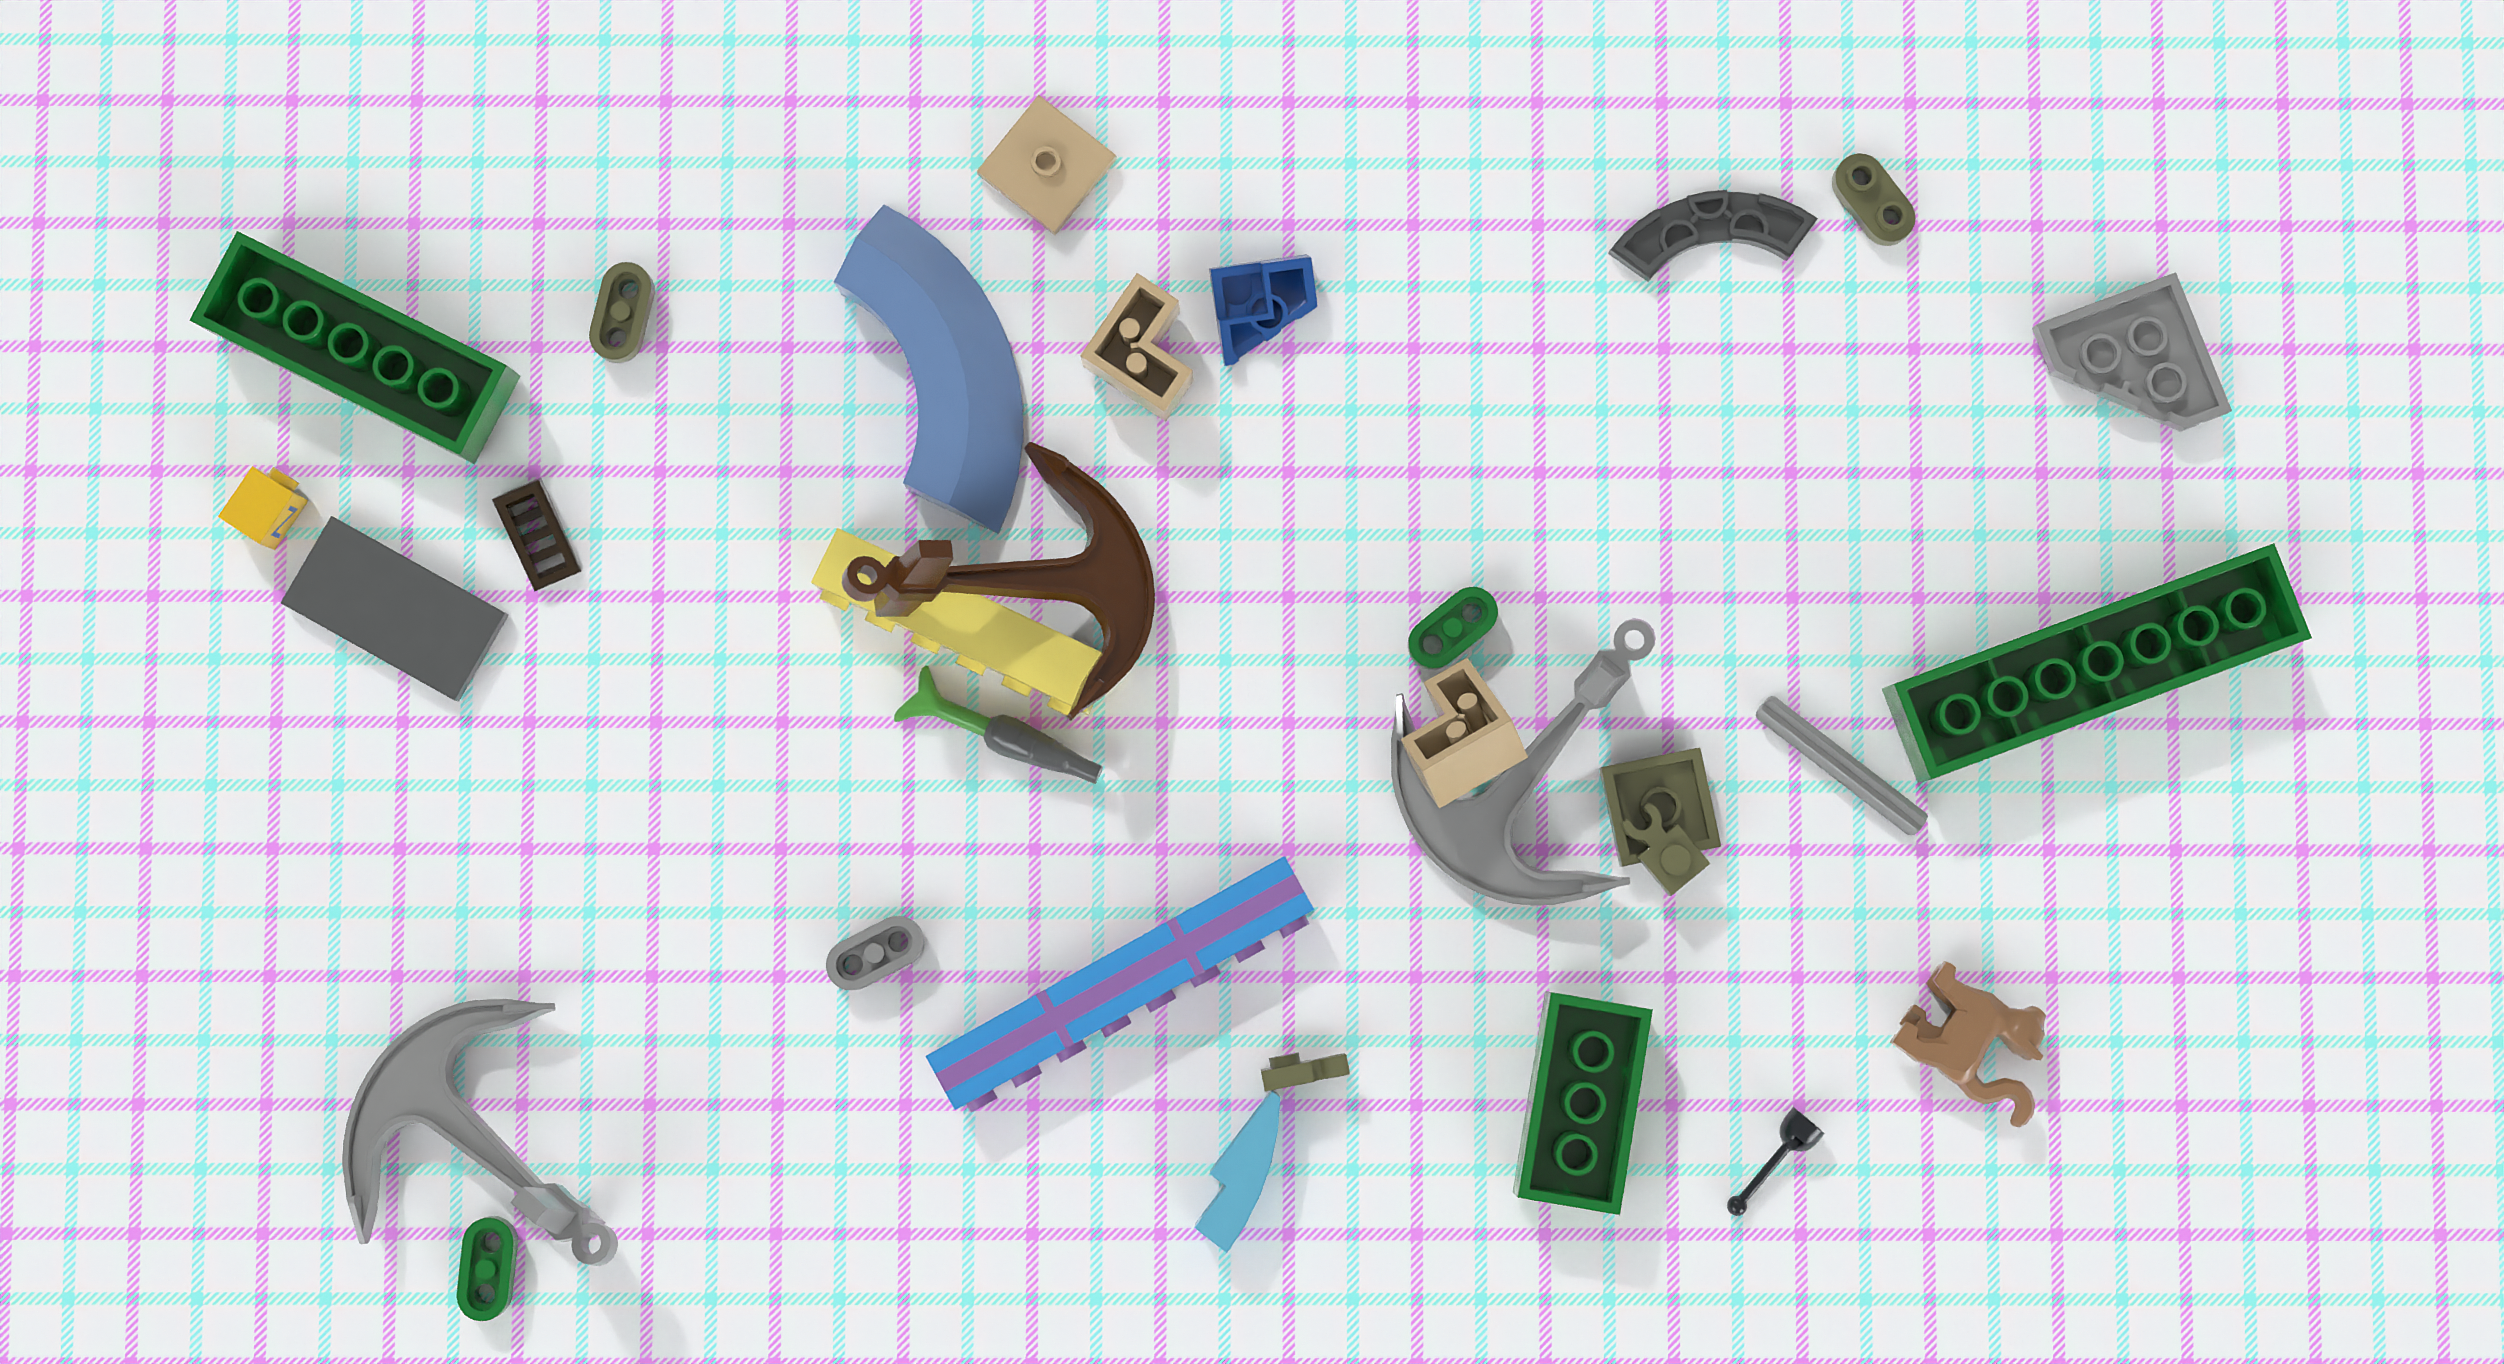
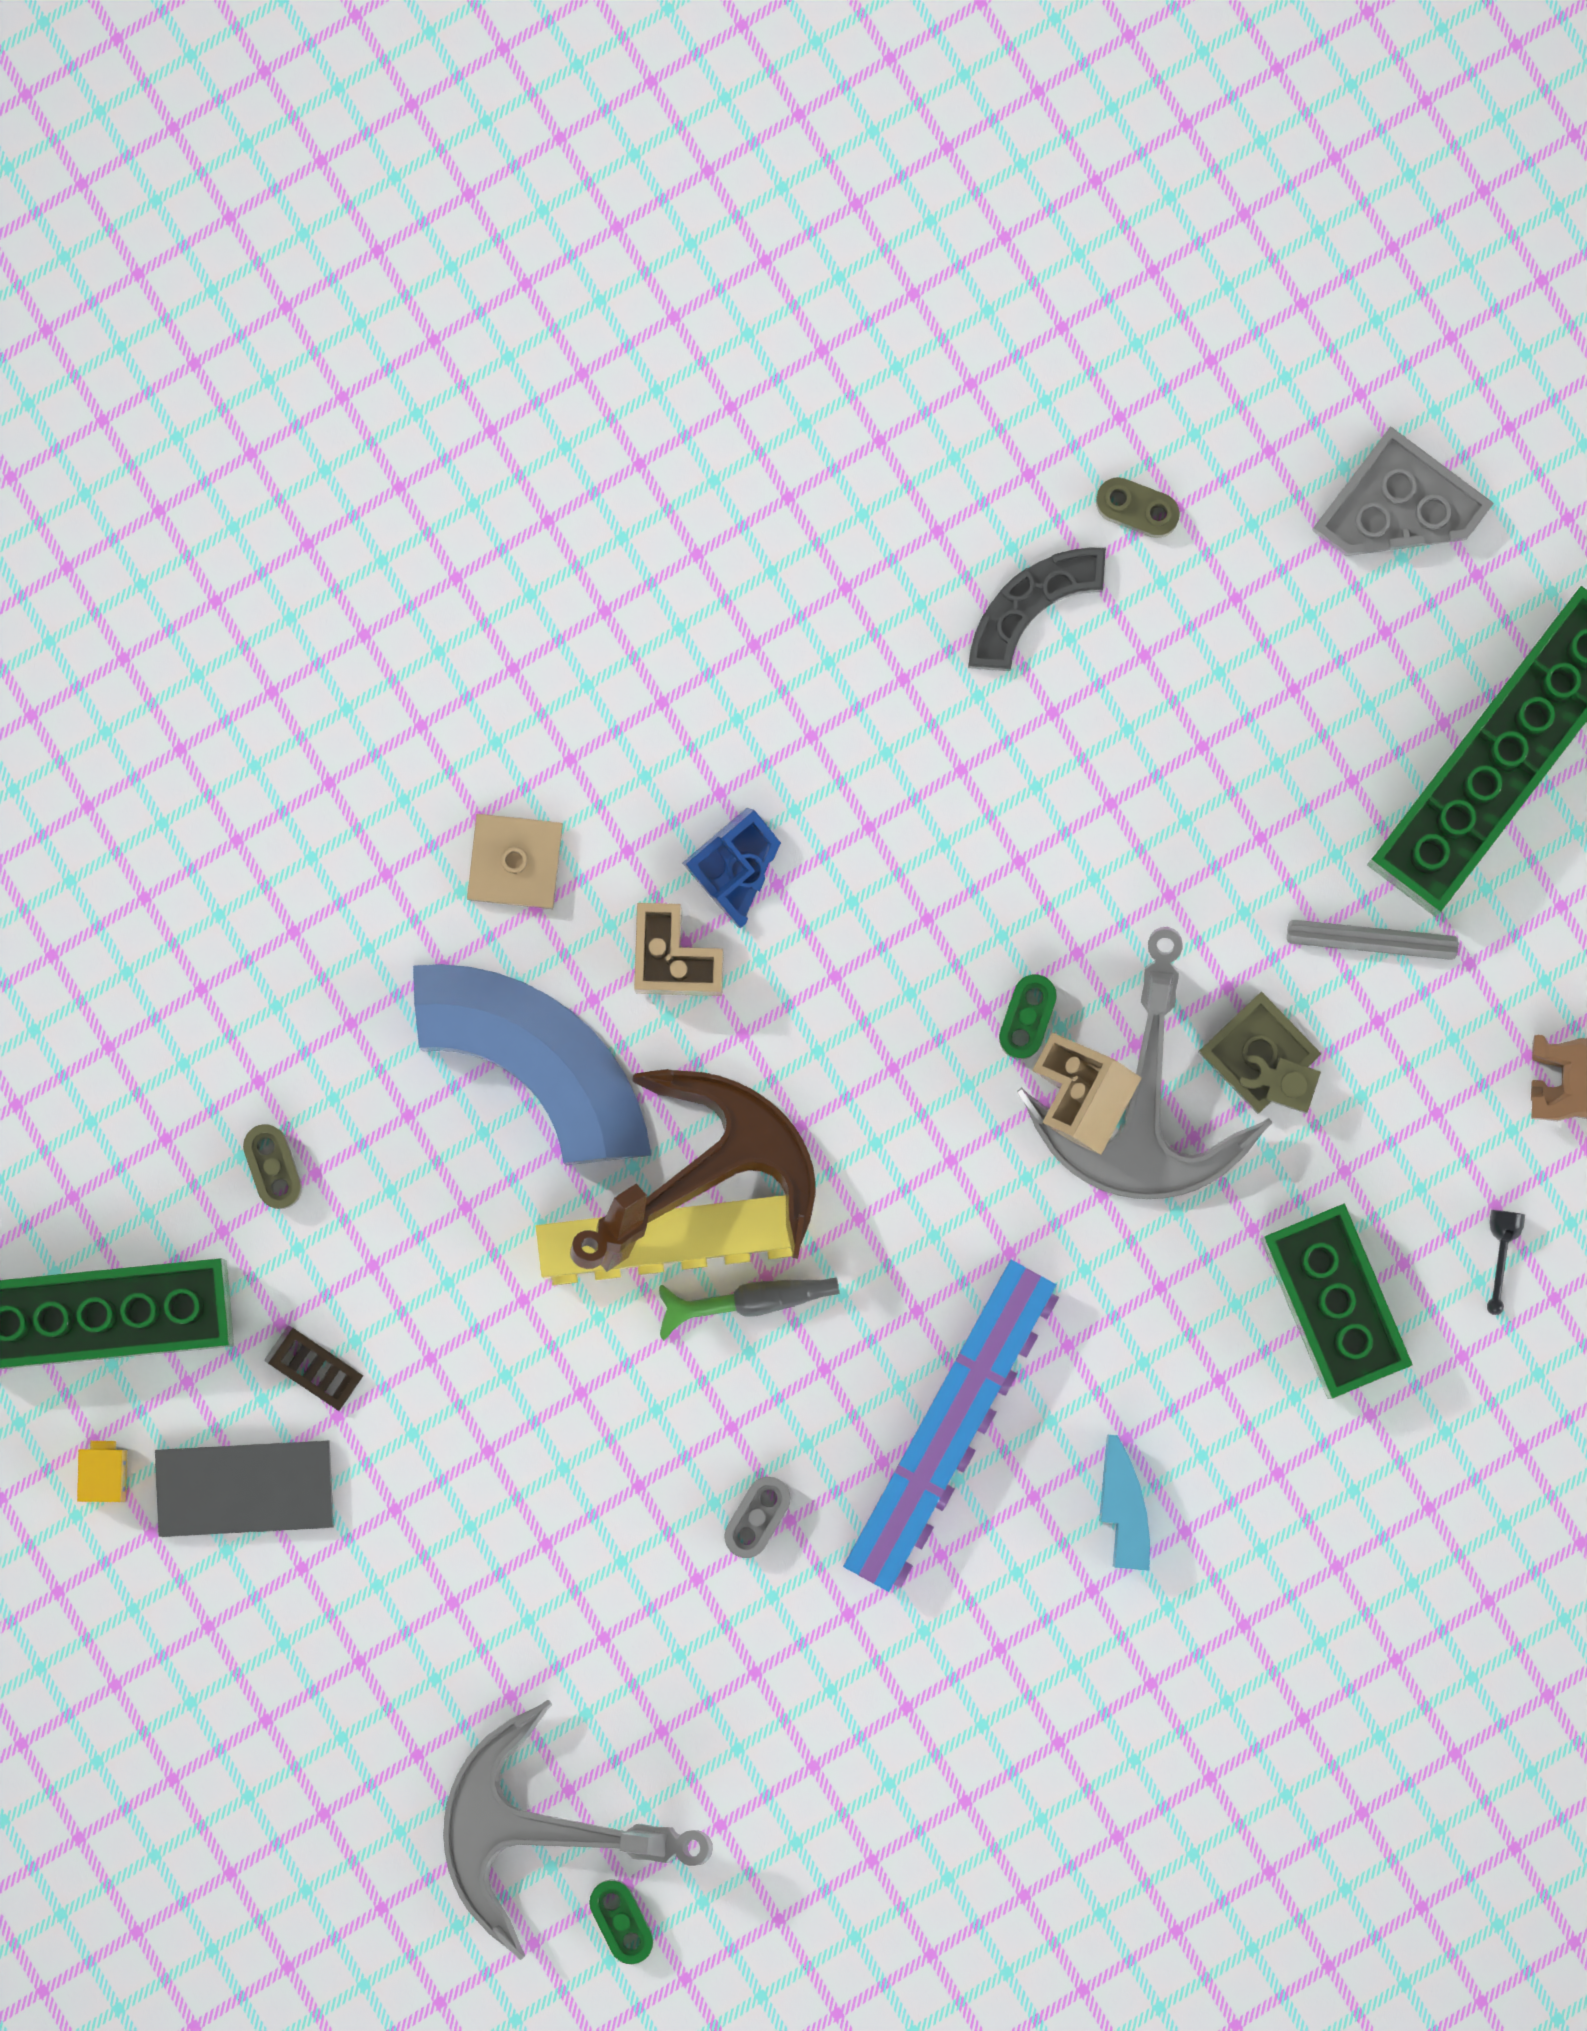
camera: 25 degrees left, 0 degrees up
(1290, 1071) = (1112, 1412): olive plate -> none

